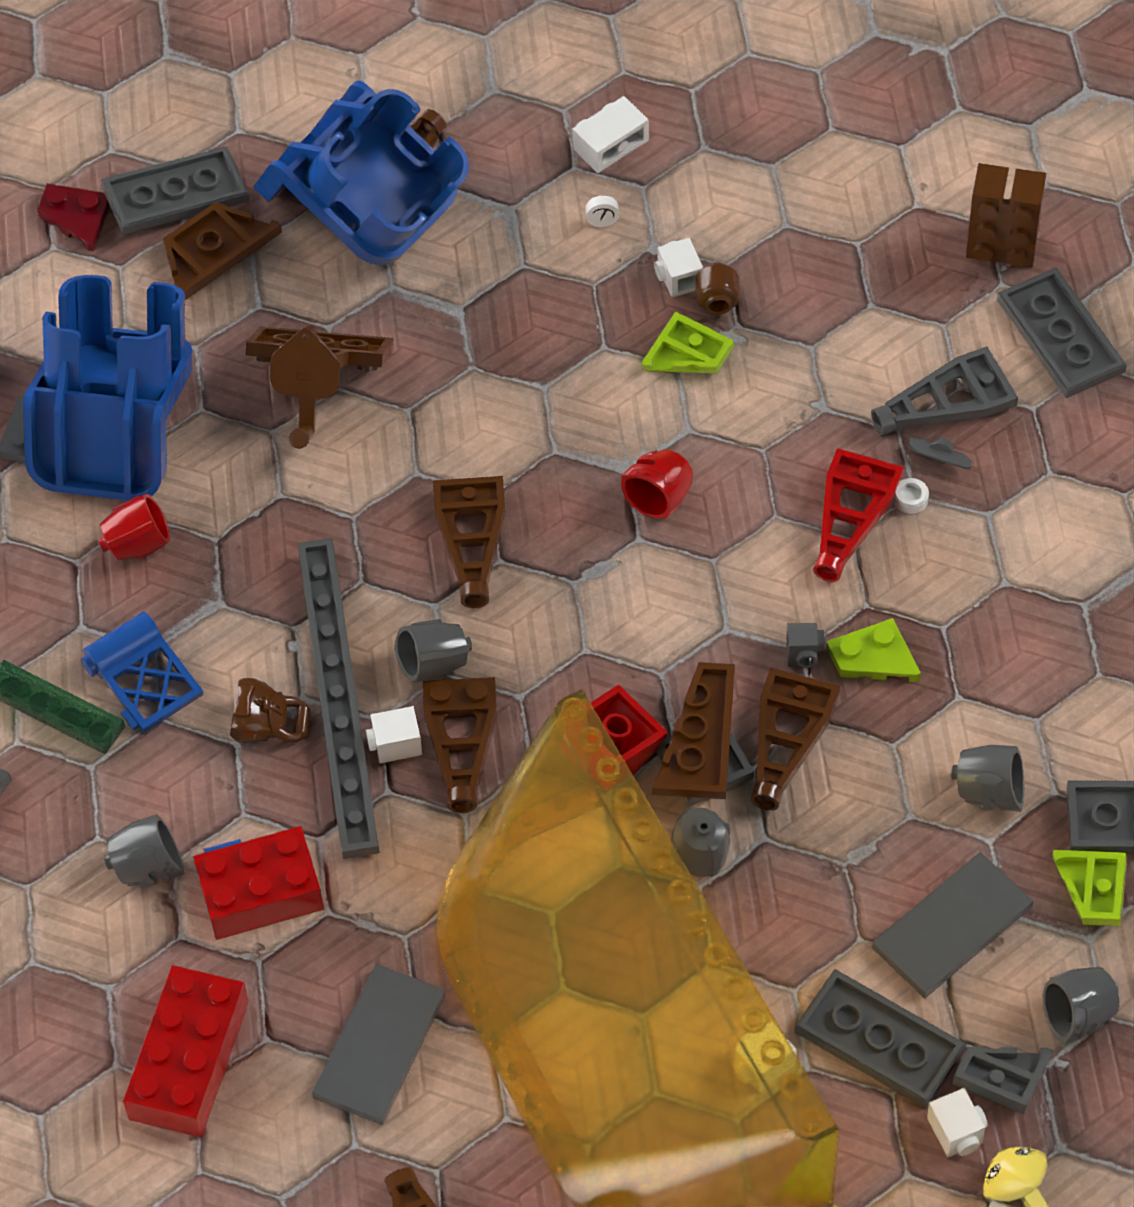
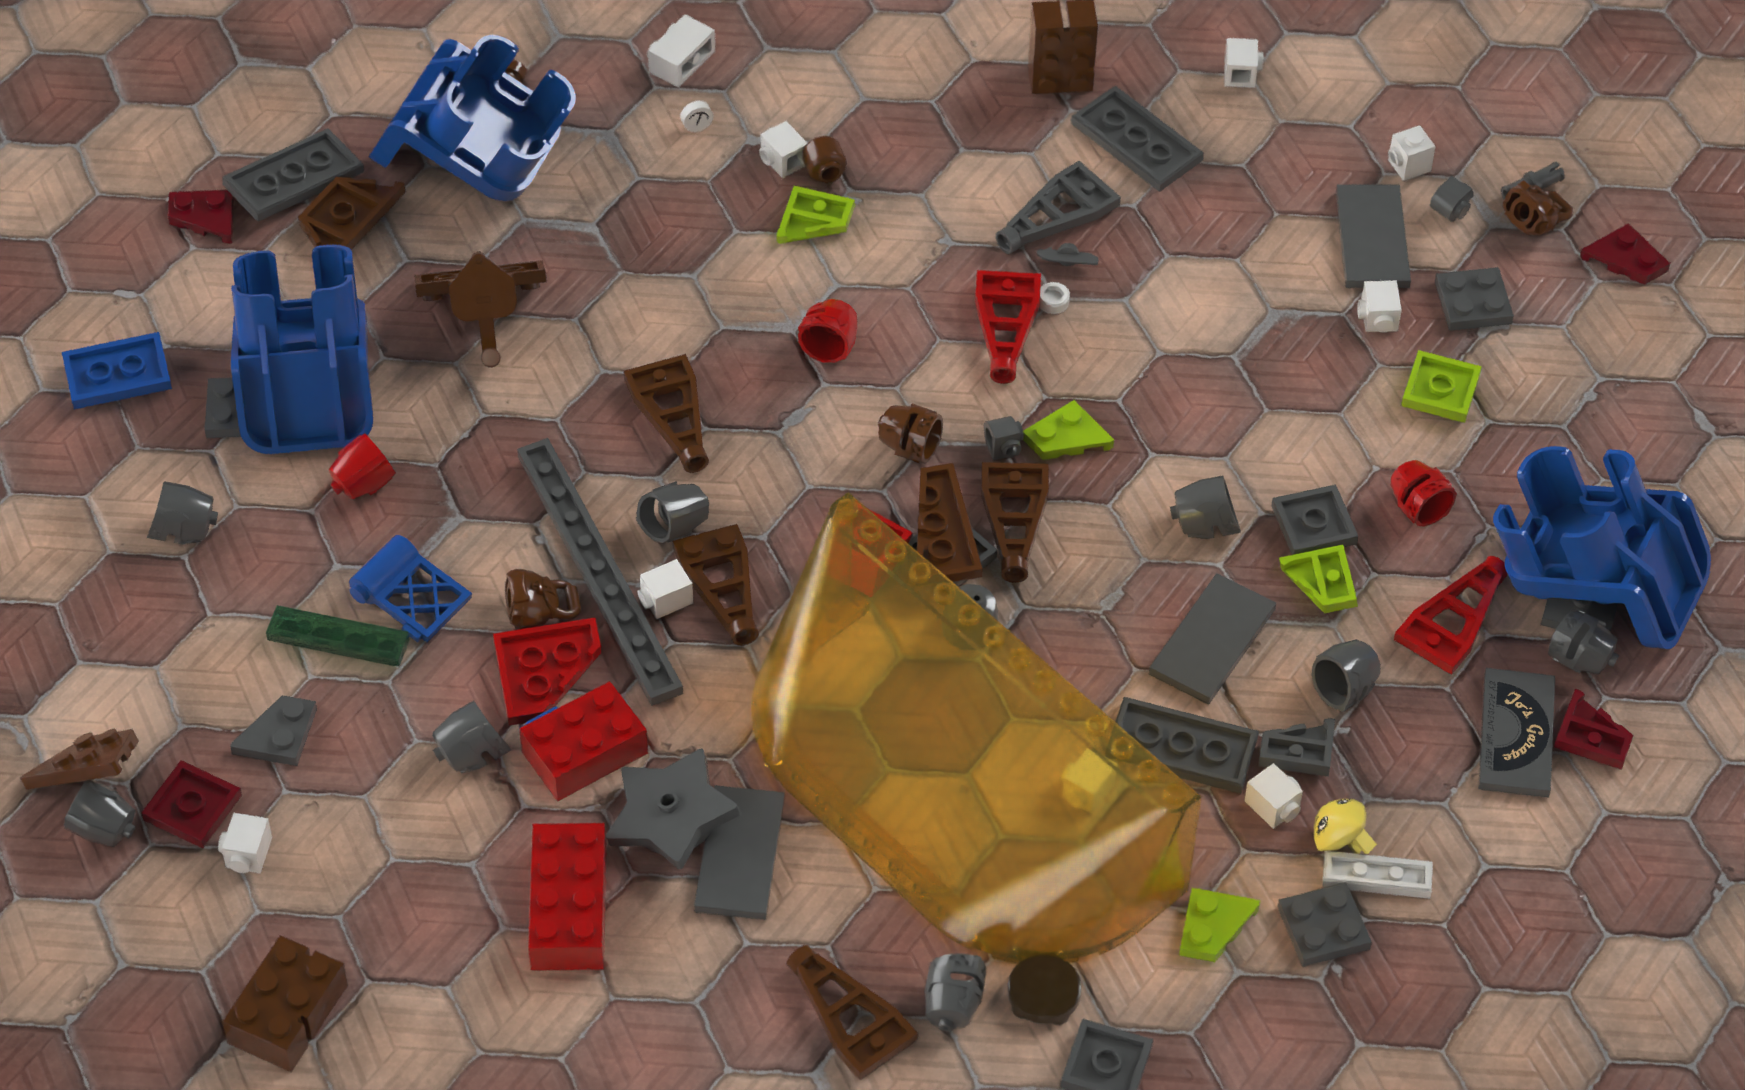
camera: 20 degrees left, 5 degrees down
(246, 787) = (543, 664): none -> red plate
(319, 980) = (670, 808): none -> dark grey plate
(707, 617) = (911, 431): none -> reddish brown helmet

